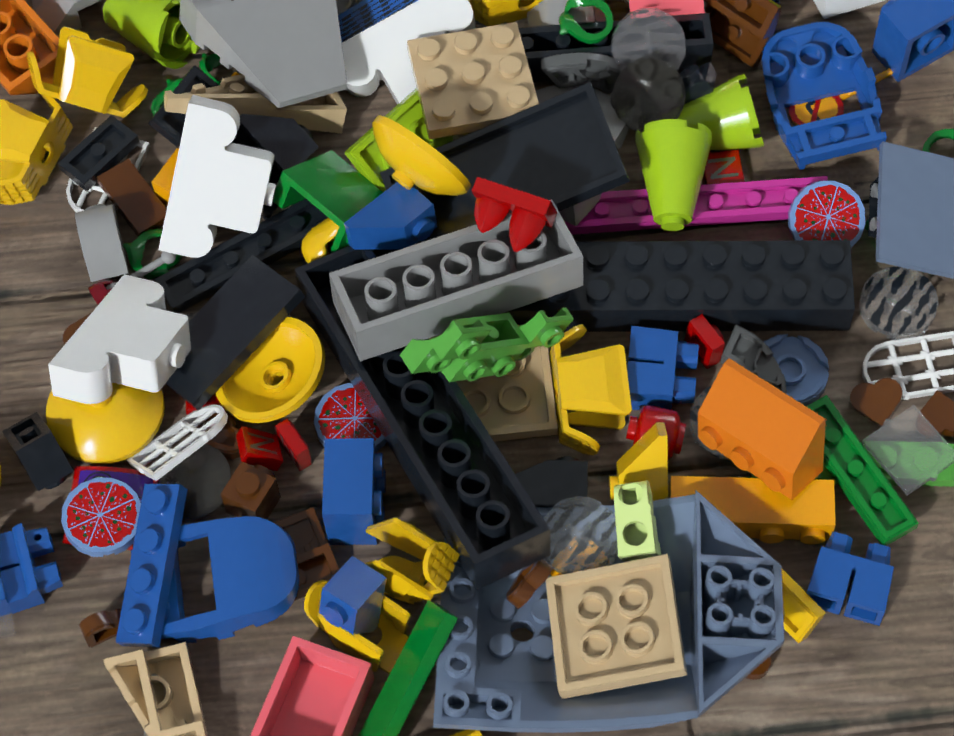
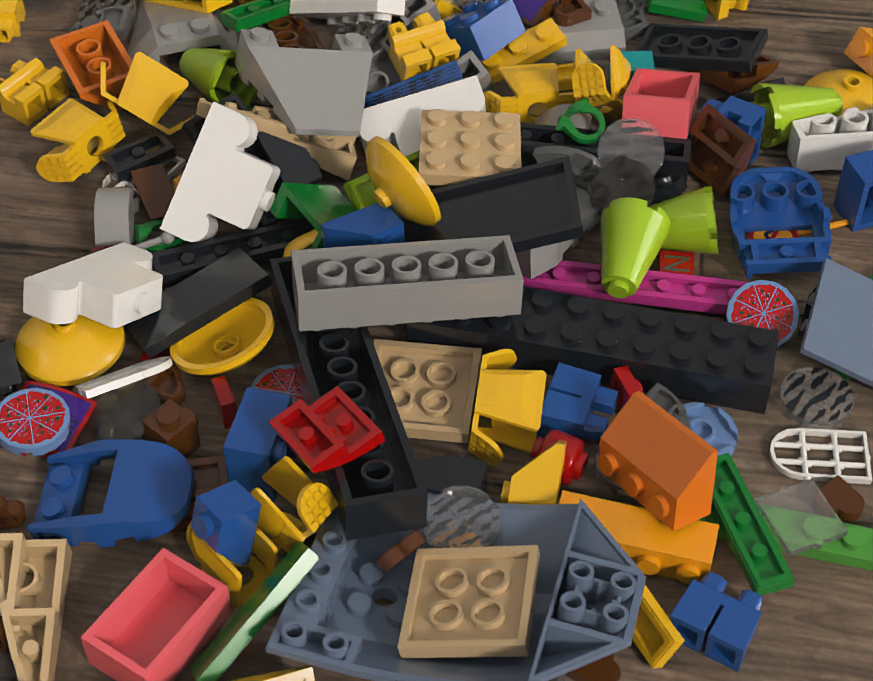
camera: 10 degrees right, 15 degrees down
(151, 565) = (58, 468): blue plate -> none
(259, 448) = (193, 396): red tile -> none
(430, 482) = (327, 431): none -> red slope
(484, 345) = (413, 338): bright green bracket -> none
(527, 210) = (480, 230): red tile -> none
(635, 521) = (515, 512): yellowish green leg -> none
(877, 400) = (778, 471): reddish brown tile -> none

